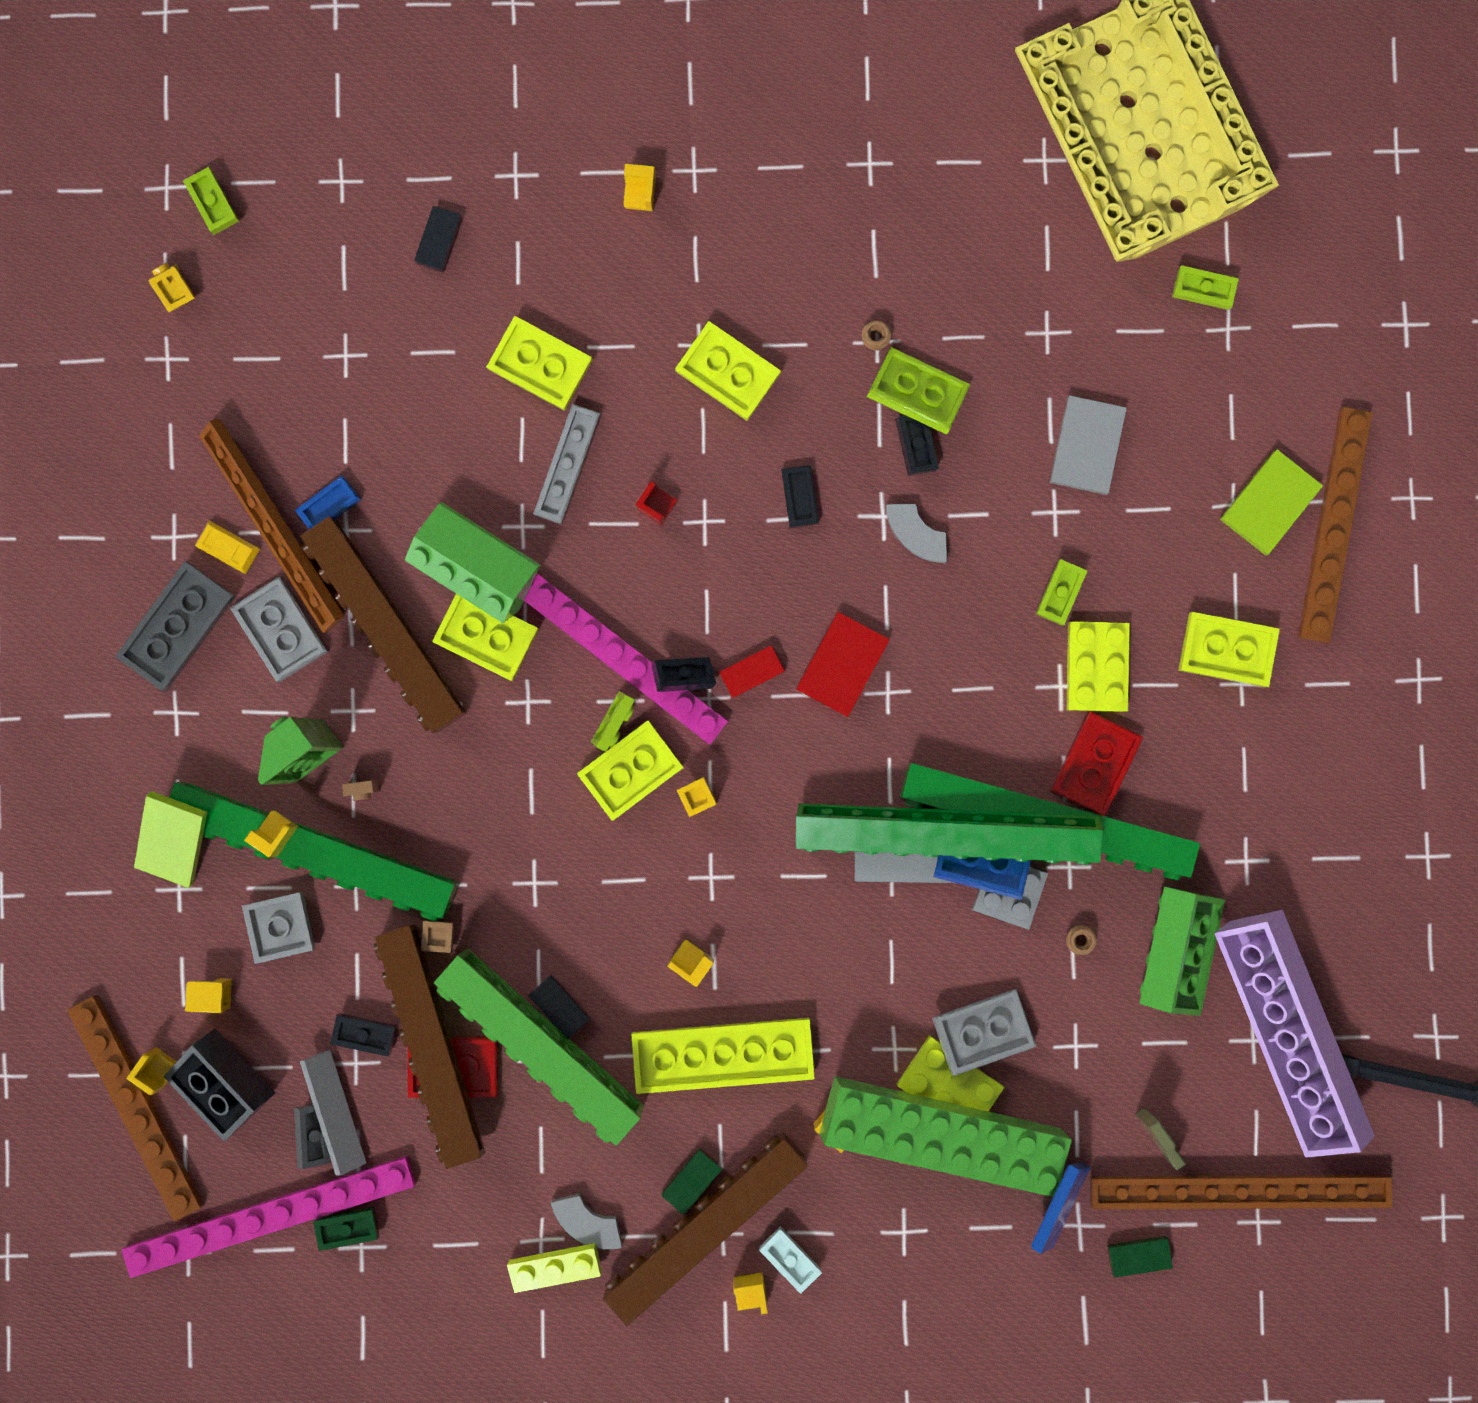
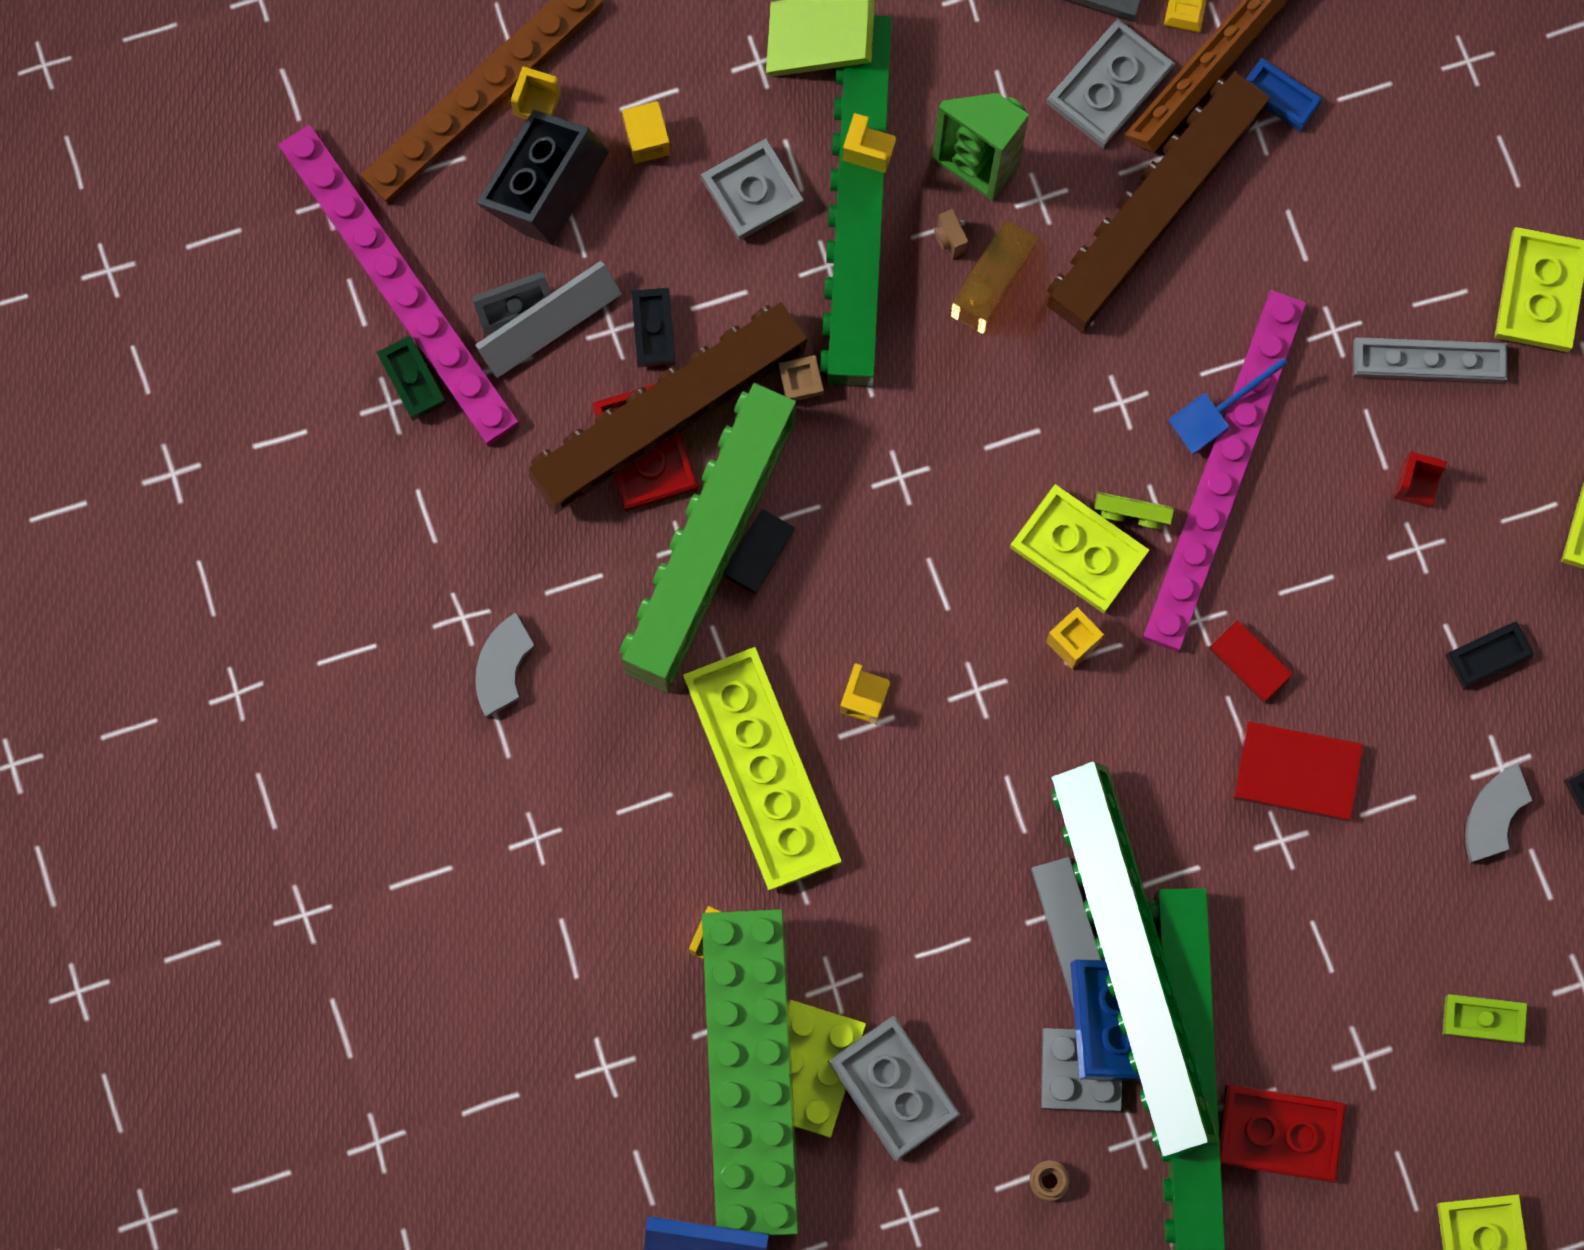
camera: 65 degrees right, 10 degrees down
(402, 767) = (993, 277): none -> clear yellow slope
(472, 562) = (1272, 281): bright green slope -> none
(485, 639) = (1187, 325): neon yellow plate -> none
(554, 1268) = (436, 642): neon yellow plate -> none
(562, 648) = (1202, 421): none -> blue piece
(683, 674) = (1221, 575): black plate -> none
(691, 1181) = (592, 778): dark green tile -> none
(704, 1229) = (541, 811): reddish brown brick -> none
(750, 1292) = (475, 892): yellow panel -> none
(790, 1259) = (531, 930): light aqua plate -> none
(1098, 666) = (1405, 1097): neon yellow plate -> none

